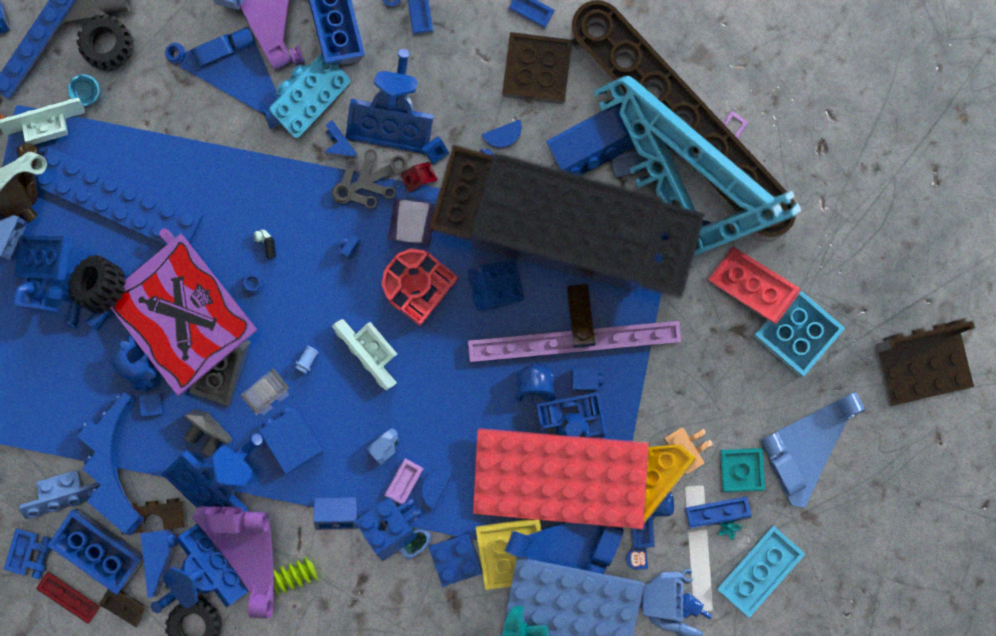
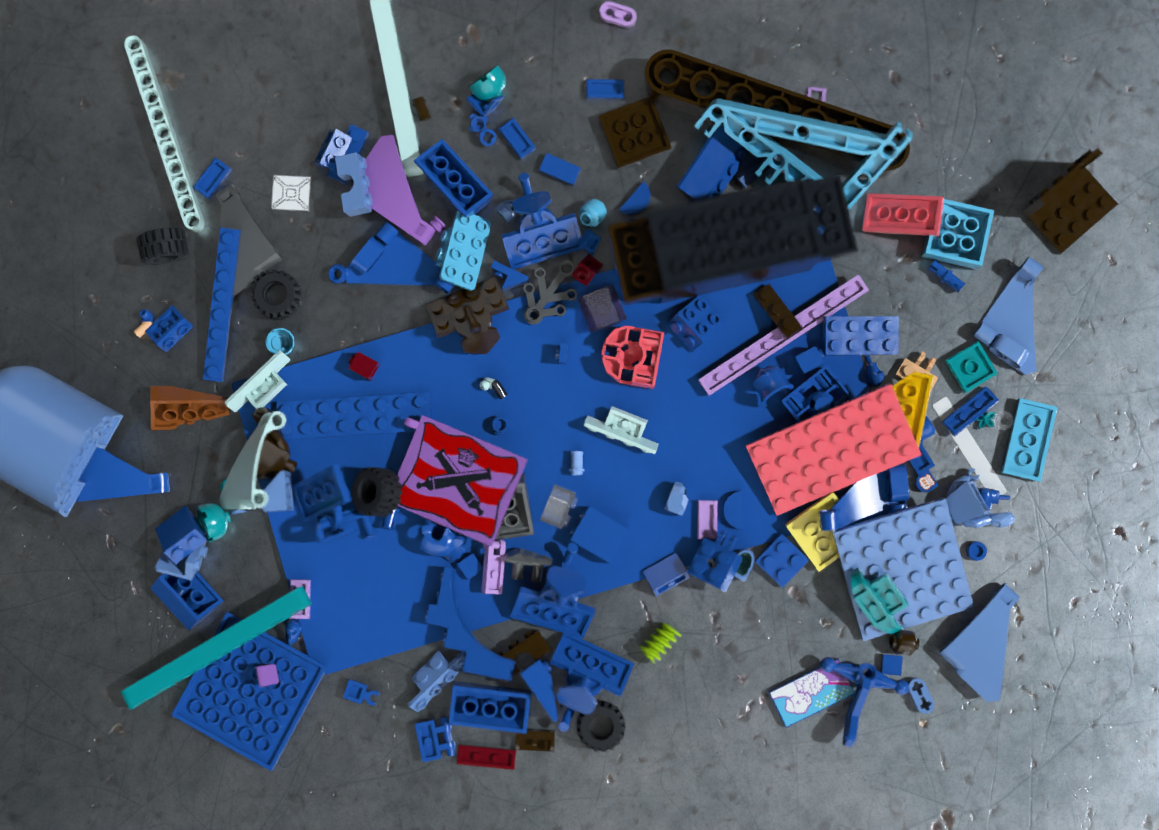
camera: 25 degrees left, 0 degrees up
(151, 155) = (363, 365): none -> dark red brick
(171, 418) = (493, 567): none -> lavender plate
(247, 546) = (610, 638): medium lavender panel -> none
(277, 156) = (470, 315): none -> dark brown plate
(368, 75) = (507, 212): none -> medium blue rock
(445, 64) = (559, 169): none -> blue tile
(453, 123) = (592, 213): none -> medium azure head
(642, 428) = (874, 375): none -> blue piece
(650, 381) = (860, 335): none -> plate
(766, 368) = (946, 276): none -> blue pin

